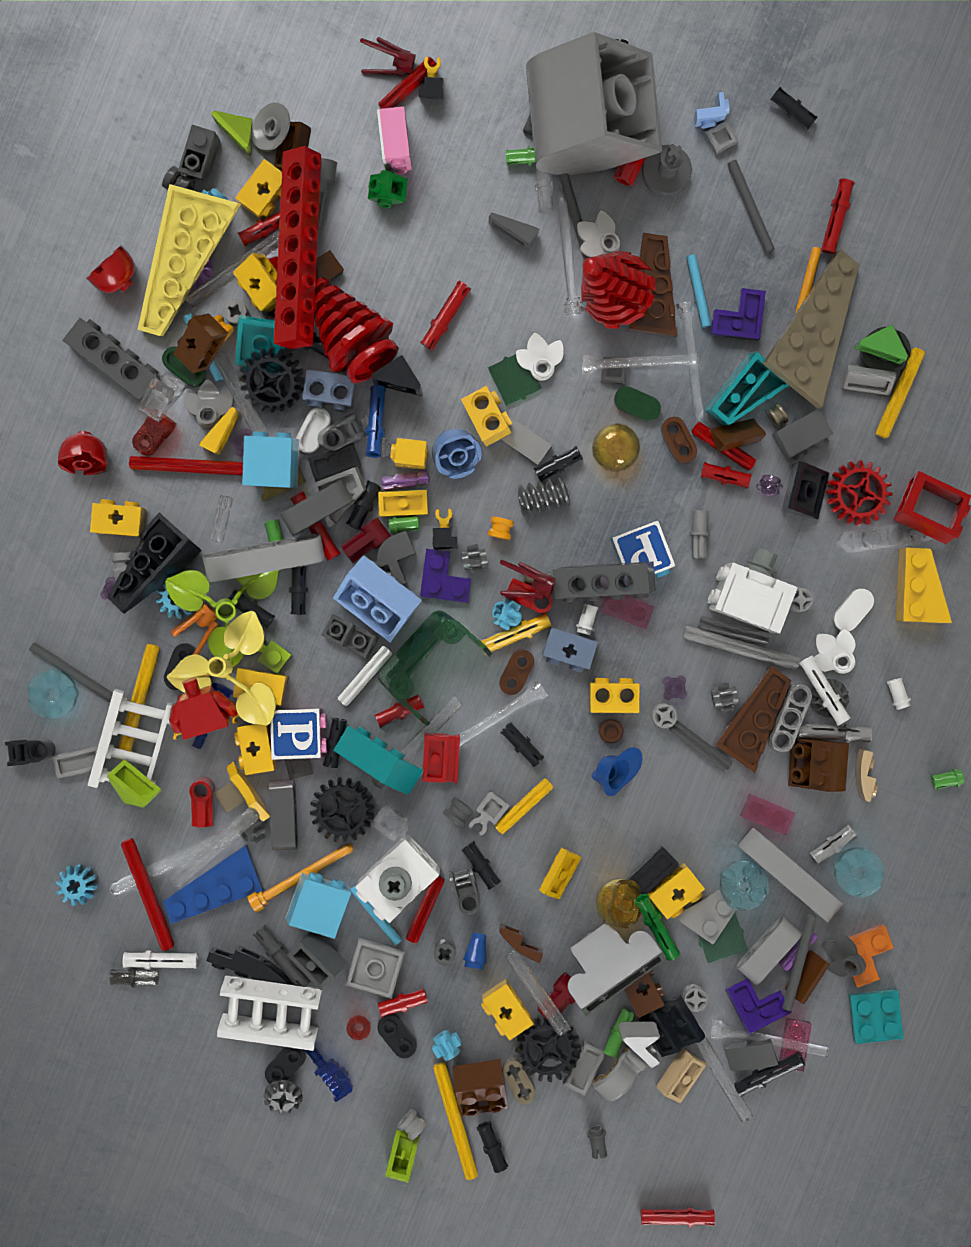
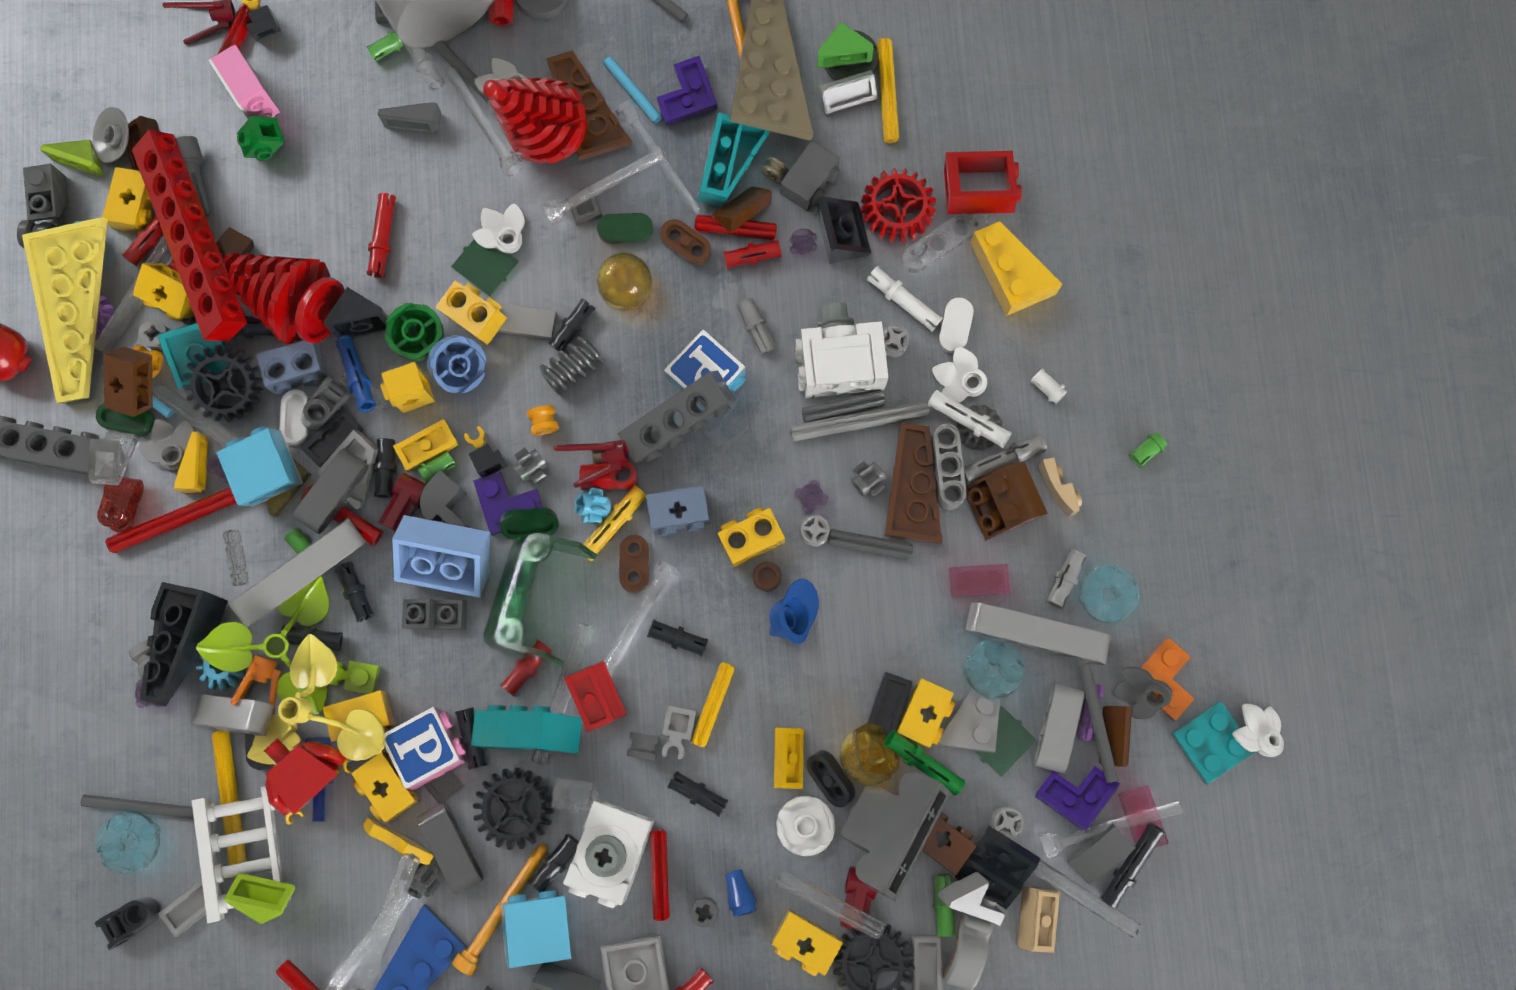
camera: 25 degrees left, 10 degrees down
(81, 453) = (50, 561): red cylinder -> none
(103, 518) = (103, 617): yellow brick -> none
(161, 636) = (244, 717): none -> light grey beam
(202, 805) = (354, 884): red piece -> none
(229, 796) = (381, 858): dark tan tile -> none
(353, 863) = (554, 863): none -> black pin
(365, 676) = (470, 649): white axle -> none
(384, 925) = (613, 913): medium azure bar -> none
(405, 480) = (418, 421): medium lavender axle -> none
(435, 411) = (413, 331): none -> green cylinder
(453, 603) = (524, 522): none -> dark green tile
(465, 888) = (692, 828): dark grey piece -> none
(515, 937) = (774, 857): reddish brown slope -> none
(547, 926) = (805, 825): none -> white tile
(583, 903) = (831, 778): none -> black plate
(587, 619) = (681, 470): white pin -> none
(628, 610) = (720, 439): clear pink plate -> none
(824, 569) = (905, 299): none -> white pin
(916, 1024) = (1259, 729): none -> white plate

